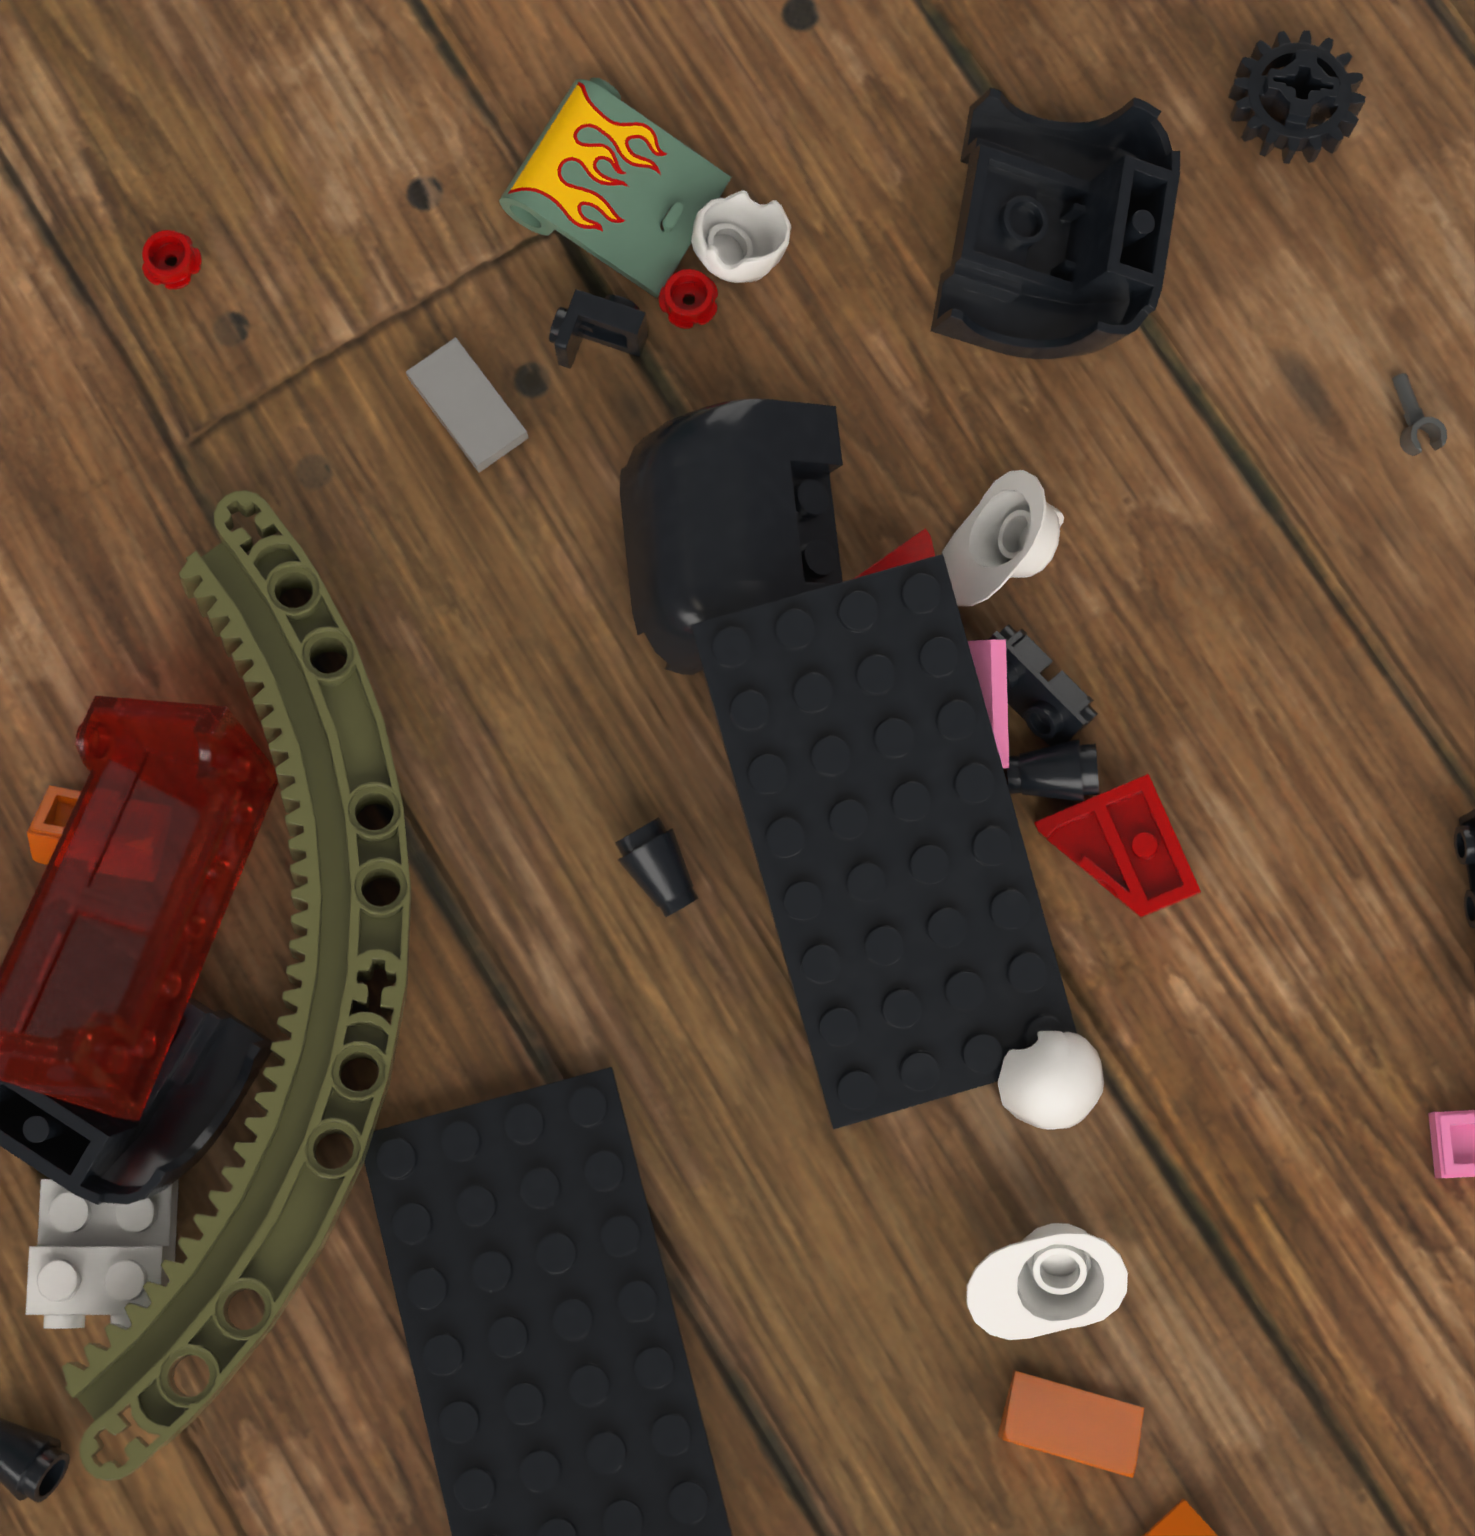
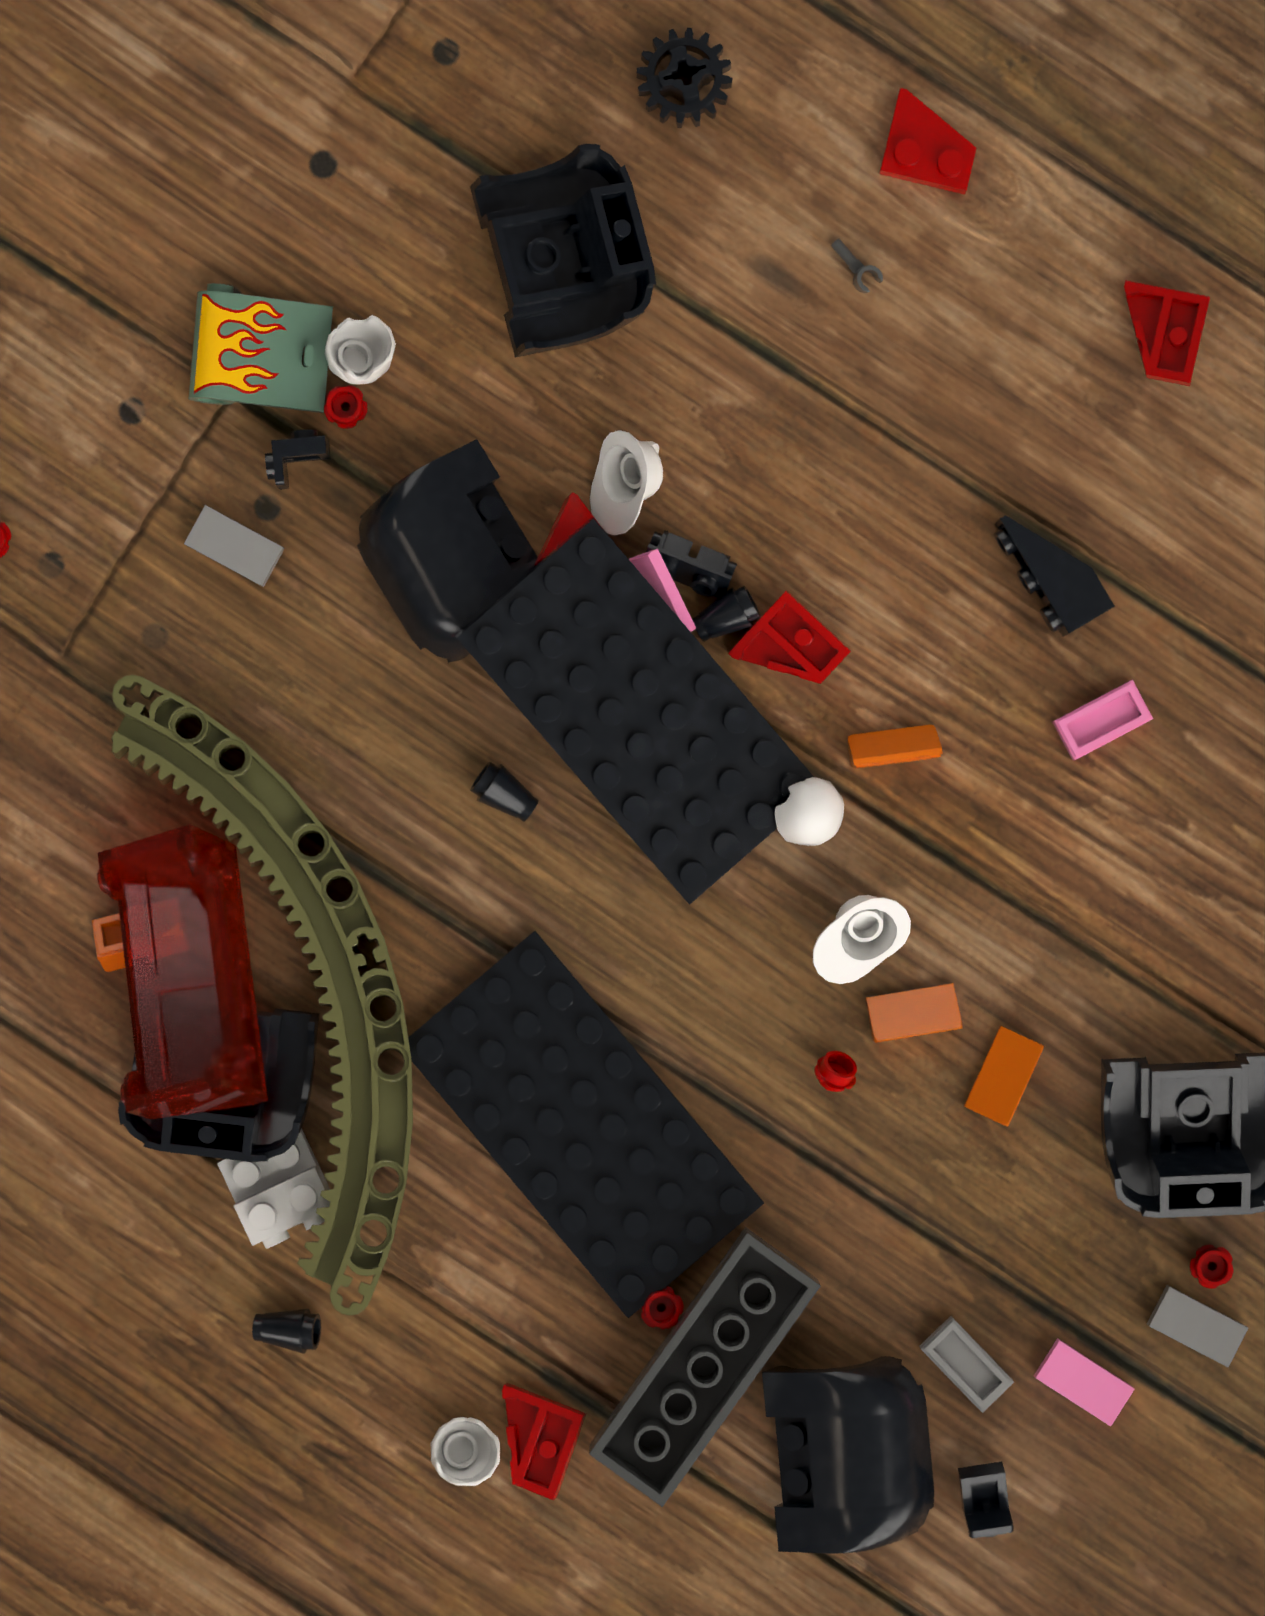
camera: 25 degrees left, 10 degrees up
(930, 1455) = (836, 1071): none -> red plate
(1202, 1048) = (894, 746): none -> orange slope

